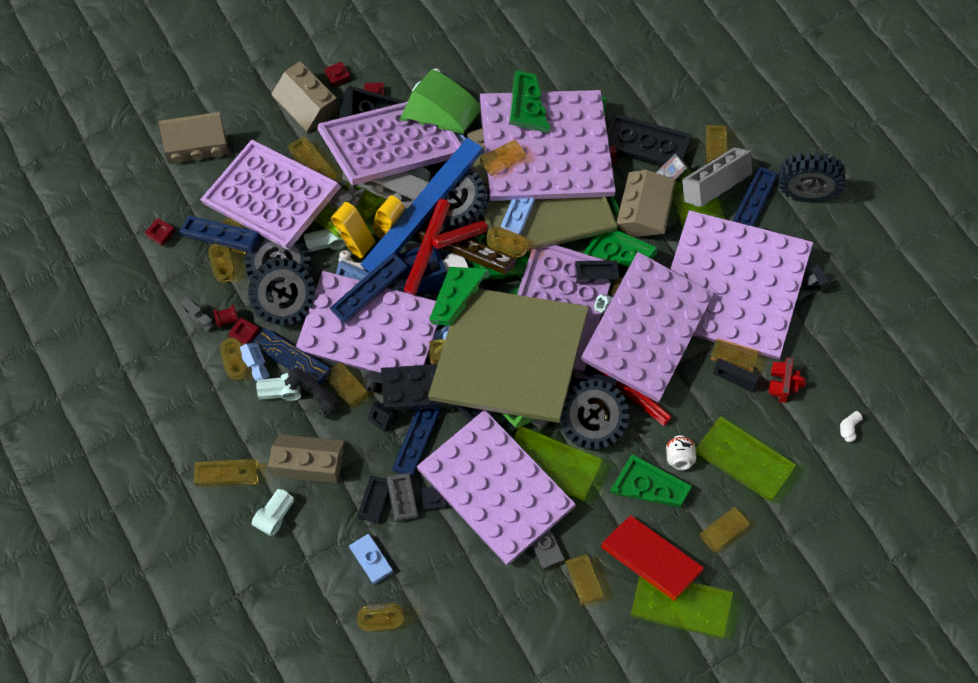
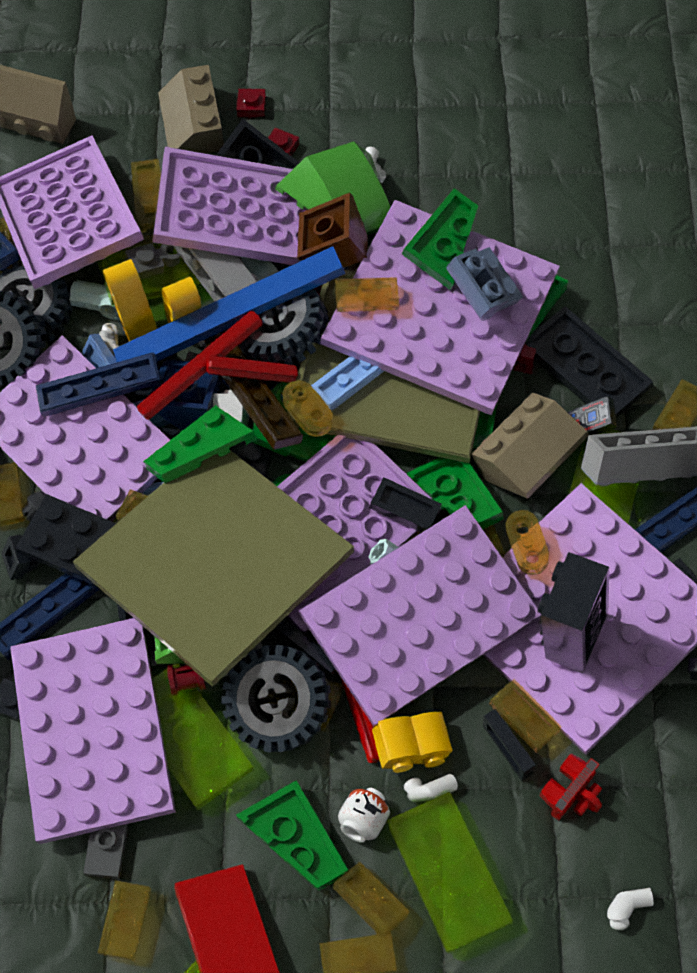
camera: 30 degrees right, 0 degrees up
(452, 129) = (335, 225): none -> reddish brown slope
(534, 430) = (184, 678): none -> dark red bush
(569, 118) = (484, 282): none -> sand blue brick
(683, 257) = (527, 544): none -> clear yellow plate
(683, 399) = (412, 741): none -> yellow brick
(709, 421) = (431, 790): none -> white arm
(713, 495) = (371, 900): none -> clear yellow plate
(740, 278) = (574, 611): none -> black brick

